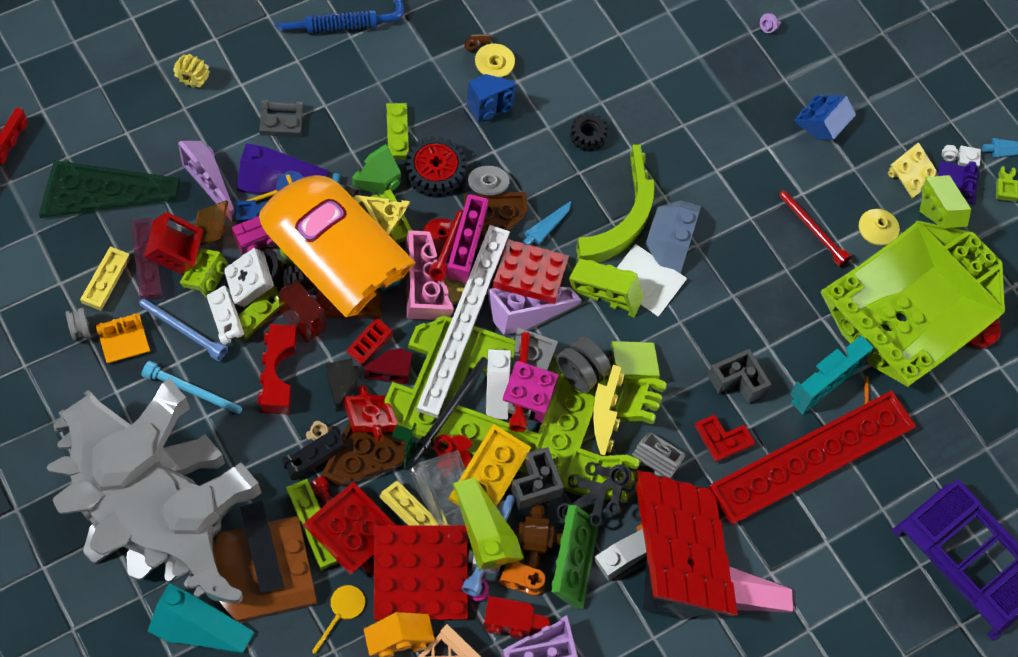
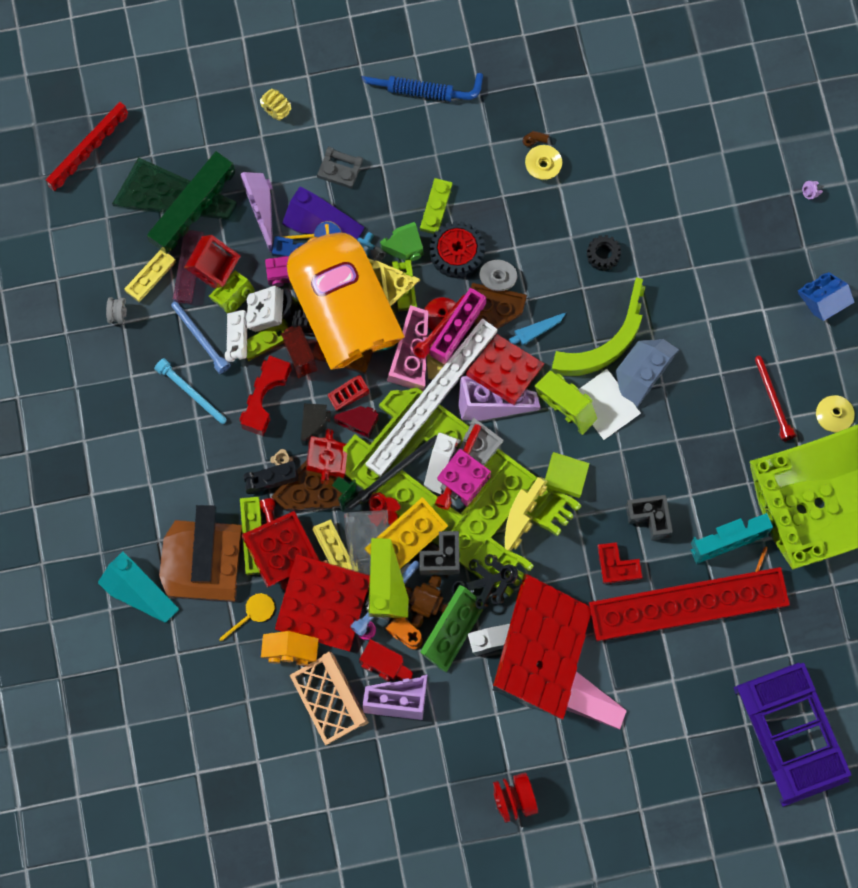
camera: 30 degrees right, 10 degrees up
(122, 338) = (149, 331): light orange hinge -> none
(129, 190) = (191, 202): none -> dark green brick
(140, 493) = (116, 472): light grey animal -> none
(212, 222) = (249, 250): clear orange piece -> none
(490, 96) = (525, 197): blue slope -> none
(583, 364) = (515, 468): dark grey wheel -> none
(658, 455) = (553, 564): light grey brick -> none

